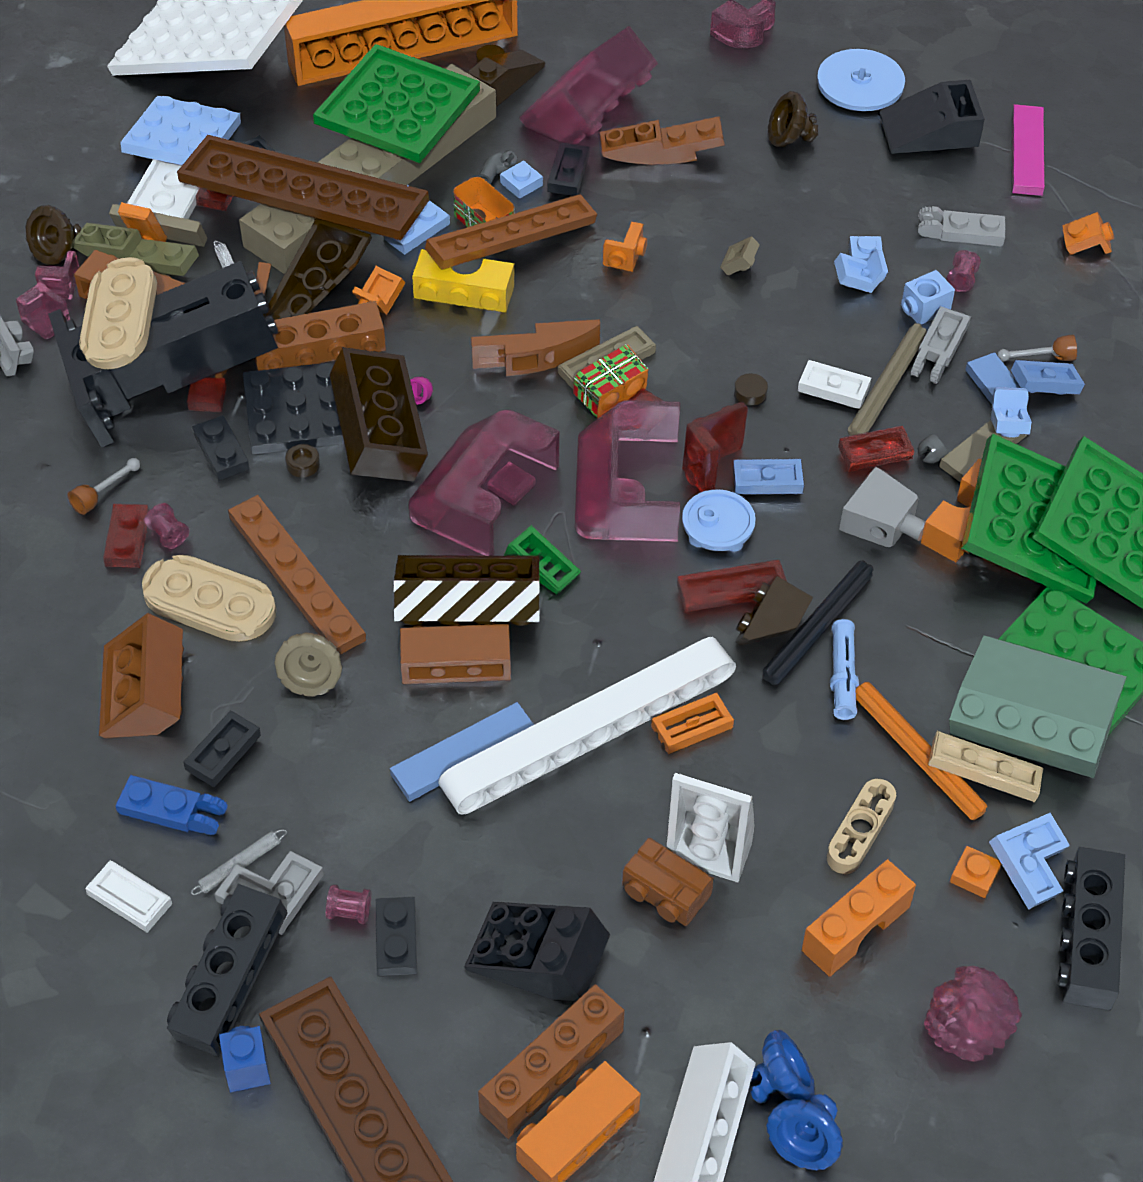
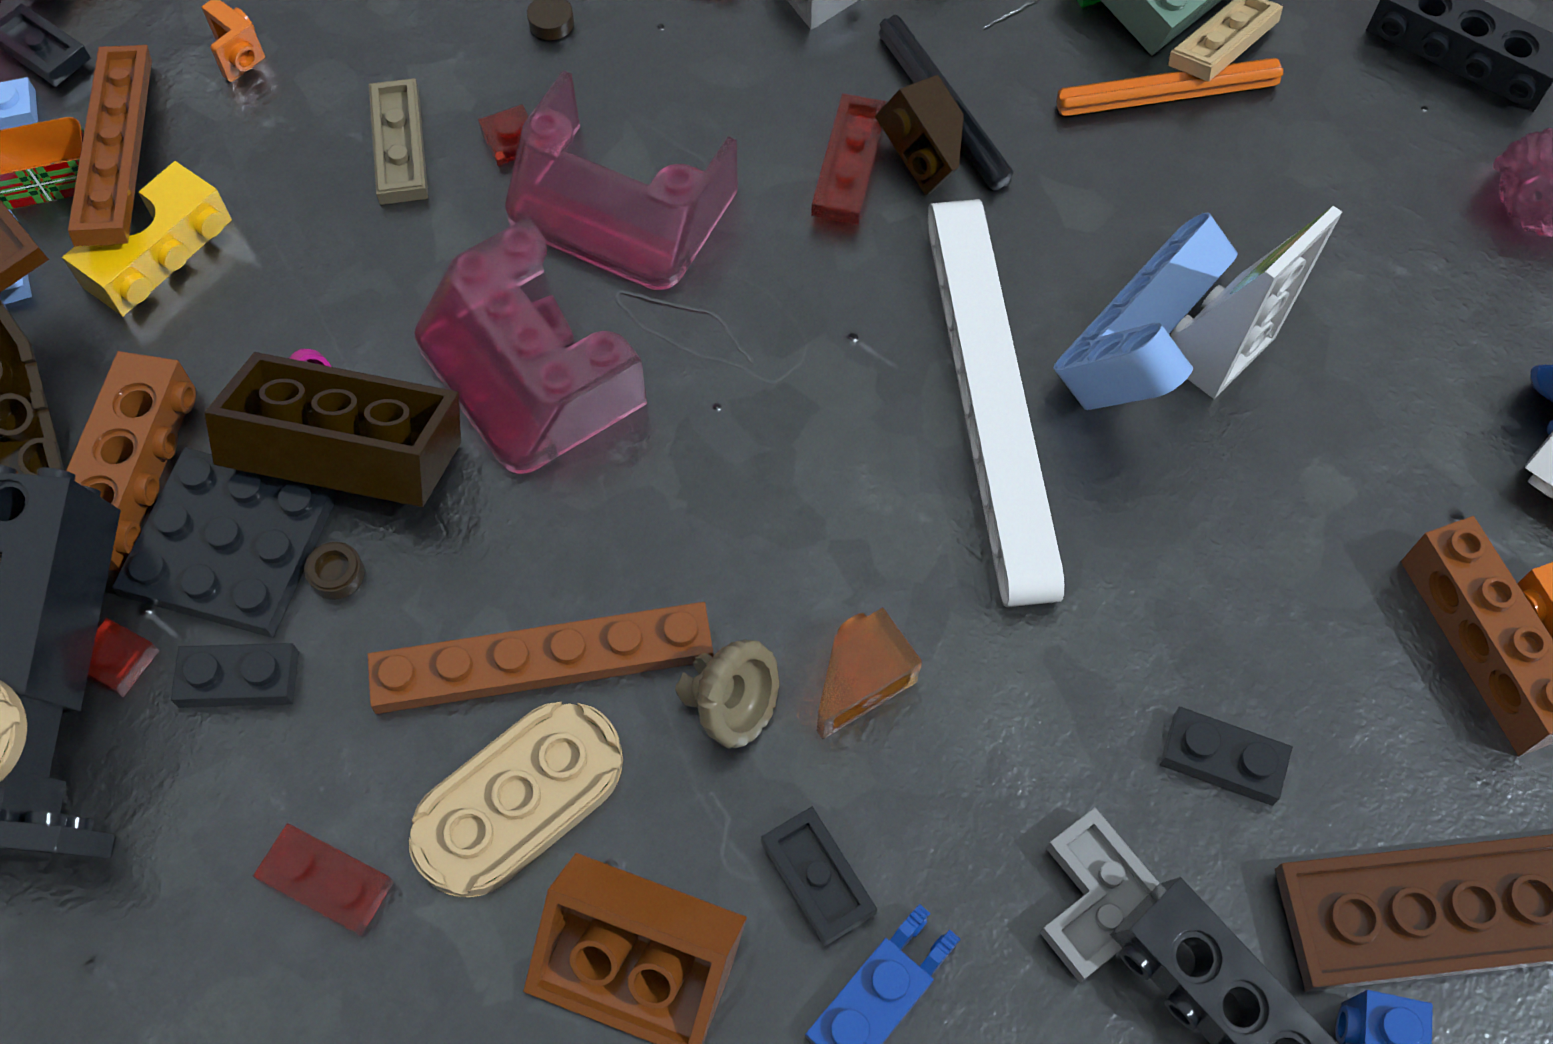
camera: 65 degrees left, 10 degrees up
(85, 498) = (211, 917): dark orange hinge -> none
(166, 525) = (349, 808): clear pink bush -> none
(245, 862) = (1034, 965): white piece -> none
(348, 904) = (1163, 796): clear pink bush -> none
(355, 722) = (865, 669): none -> clear orange slope
(380, 287) = (86, 344): orange bracket -> none
(422, 771) = (961, 560): medium blue tile -> none
(455, 653) = (801, 501): dark orange brick -> none
(466, 589) = (720, 437): dark brown brick -> none
(538, 351) = (332, 219): dark orange slope -> none
(540, 948) = (1313, 588): black slope -> none
(541, 546) = (668, 362): green slope -> none
(610, 380) = (450, 144): piece -> none
(653, 775) = (1128, 345): none -> light blue beam
(667, 882) = (1269, 403): dark orange brick -> none
(695, 728) = (1031, 320): orange tile -> none
(711, 439) = (647, 84): clear red bracket -> none
(718, 520) = (750, 118): light blue piece -> none
(768, 476) = (702, 55): medium blue plate -> none
(844, 680) = (1037, 107): light blue pin -> none
(861, 841) = (1235, 153): tan beam -> none
(872, 902) = (1411, 255): orange arch -> none
(975, 872) = (1351, 109): orange plate -> none
(1024, 855) = (1360, 54): light blue plate -> none

